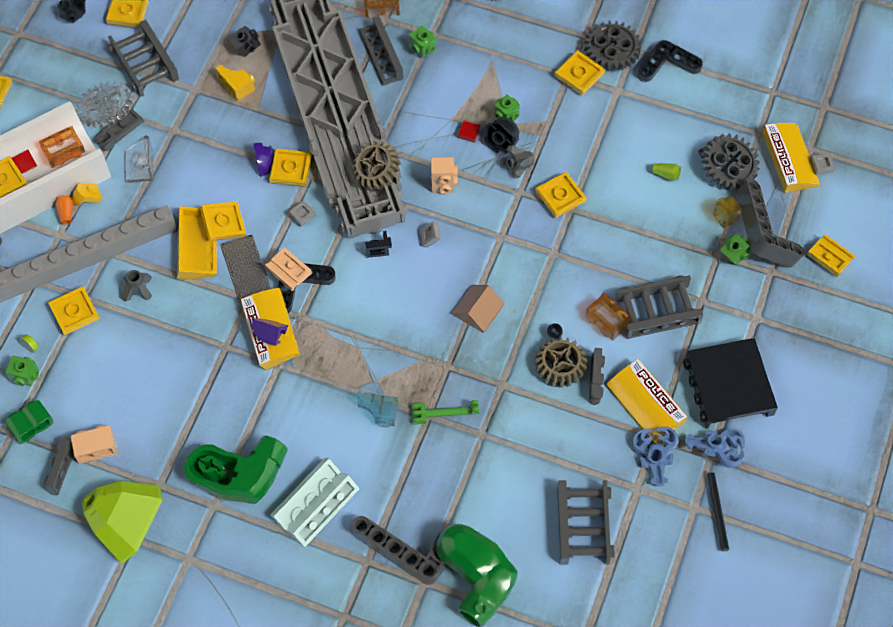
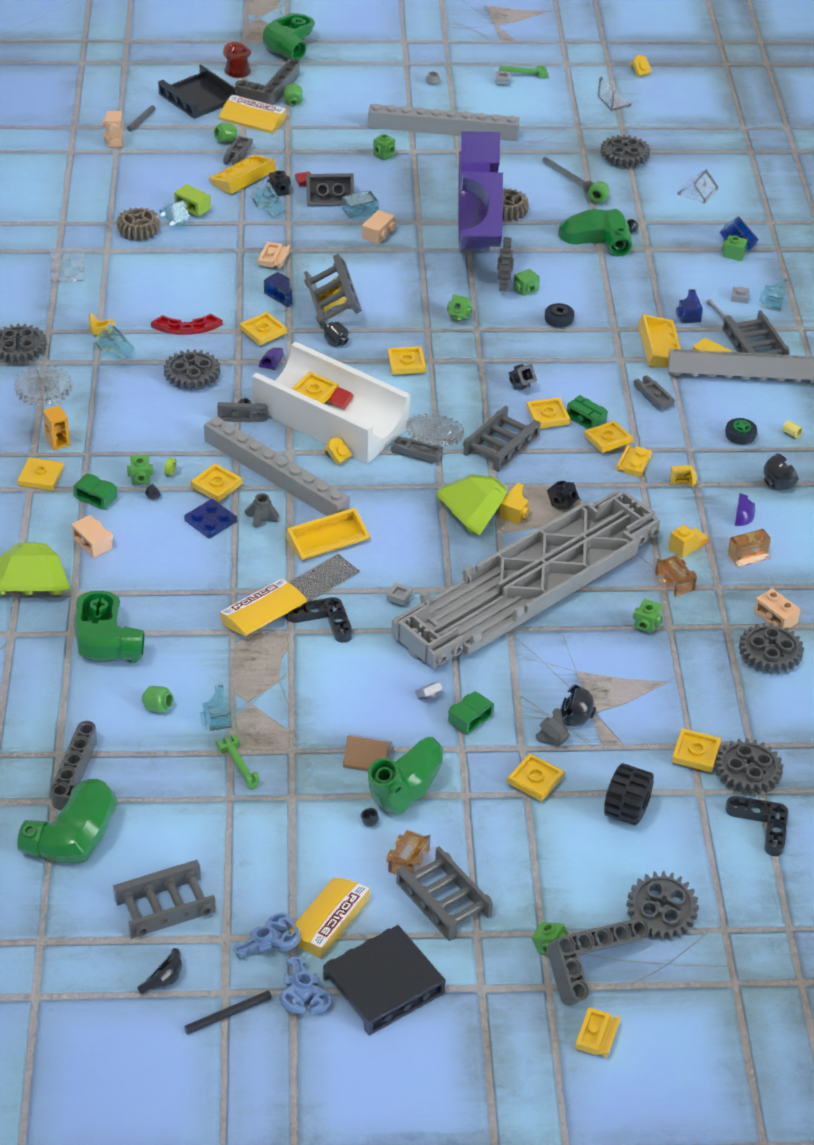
camera: 65 degrees right, 20 degrees down
(56, 369) = (152, 492): none -> black hinge
(60, 466) = (57, 522): dark grey hinge -> none
(61, 146) = (369, 411): clear orange window -> none
(64, 208) = (314, 443): orange cone -> none
(119, 333) = (210, 518): none -> clear blue plate
(139, 161) = (391, 474): clear slope -> none
(220, 109) = (473, 499): none -> lime brick
(223, 221) = (358, 542): yellow plate -> none
(264, 158) = (444, 550): dark purple brick -> none
(268, 330) = (254, 601): dark purple brick -> none
(288, 269) = (329, 598): light nougat plate -> none
(290, 167) = (443, 570): yellow plate -> none
(314, 502) = (100, 695): light aqua slope -> none
(344, 453) = (157, 699): none -> bright green head
(378, 170) = (471, 615): dark tan gear -> none
(378, 248) = (392, 658): black bracket -> none
(389, 52) = (620, 595): dark grey fence -> none
(444, 175) = (496, 673): light nougat brick -> none
(469, 131) = (565, 683): red tile -> none
(470, 212) = (470, 712): none -> green brick
(507, 107) = (608, 703): bright green brick -> none
(539, 293) = (402, 782): none -> green piece
(572, 371) = (336, 830): dark tan gear -> none
(596, 376) = (334, 863): dark grey hinge -> none
(620, 135) = (628, 794): none -> black wheel
(664, 545) = (165, 974): none -> black piece
(667, 170) = (619, 857): lime cone -> none
(727, 211) = (596, 916): clear yellow brick -> none
(790, 156) = (708, 963): yellow slope -> none
(822, 164) = (716, 994): light grey plate -> none

